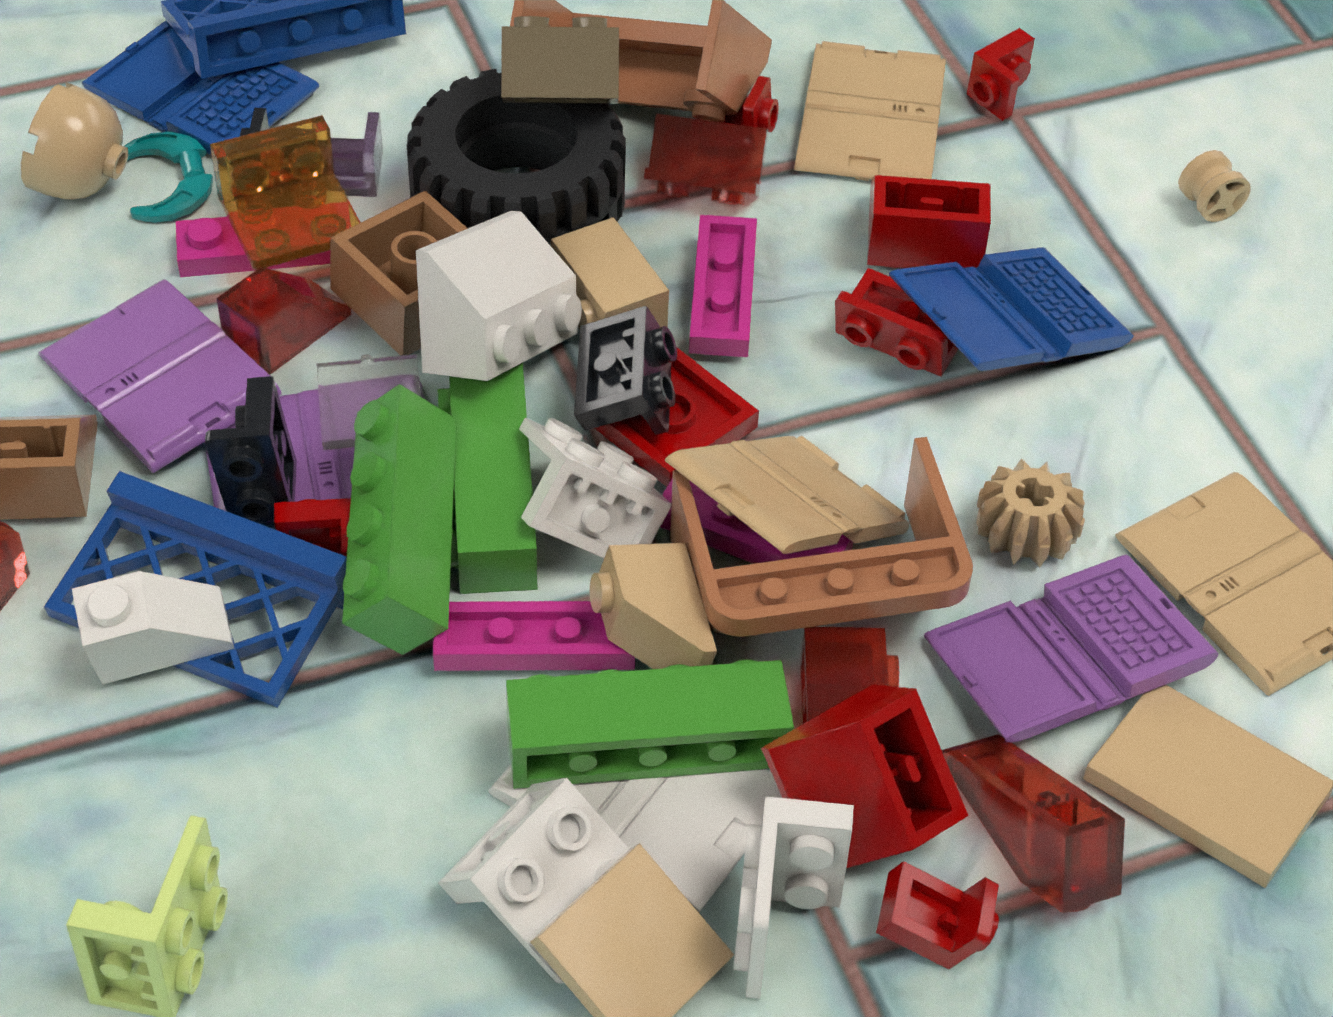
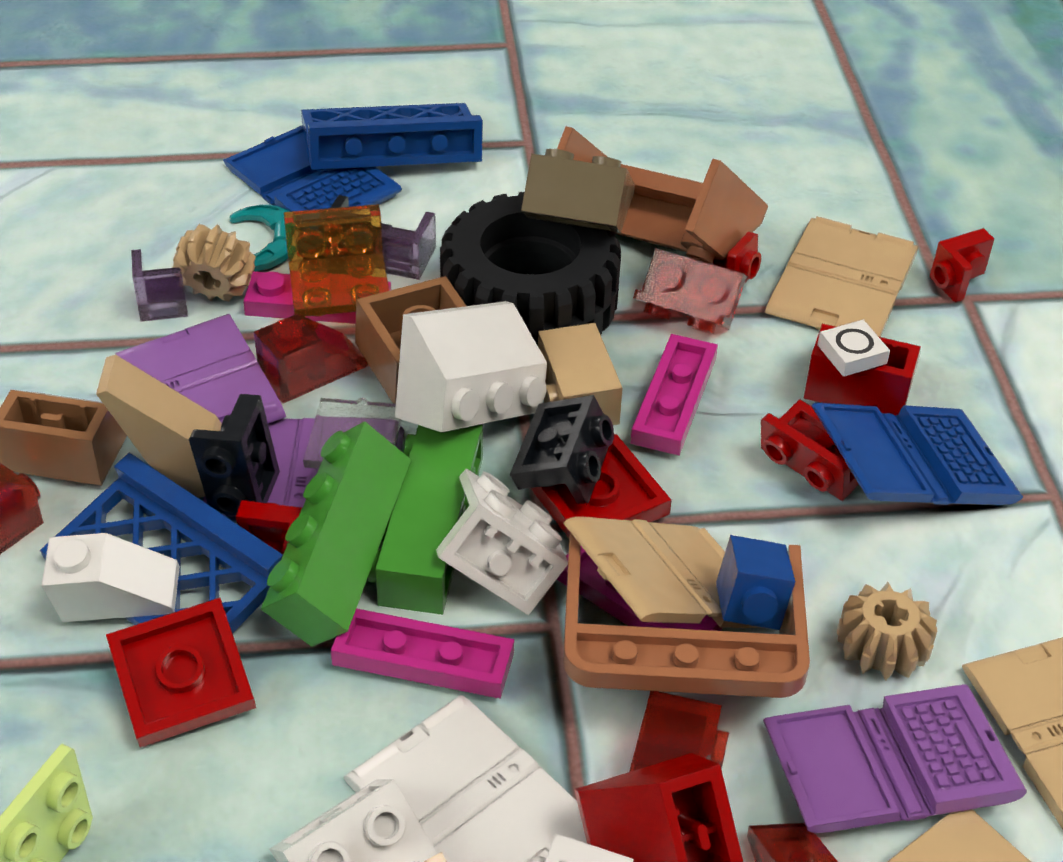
camera: 15 degrees right, 5 degrees down
(68, 268) = (158, 291): none -> clear purple panel
(75, 145) = (190, 195): tan cylinder -> none
(130, 219) = (214, 262): none -> tan gear
(154, 429) = (156, 420): none -> tan slope
(270, 712) = (180, 672): none -> red plate
(645, 722) = (485, 745): bright green brick -> none
(653, 605) = (524, 649): tan slope -> none
(886, 487) = (755, 582): none -> blue brick
(919, 198) = (853, 347): none -> white tile

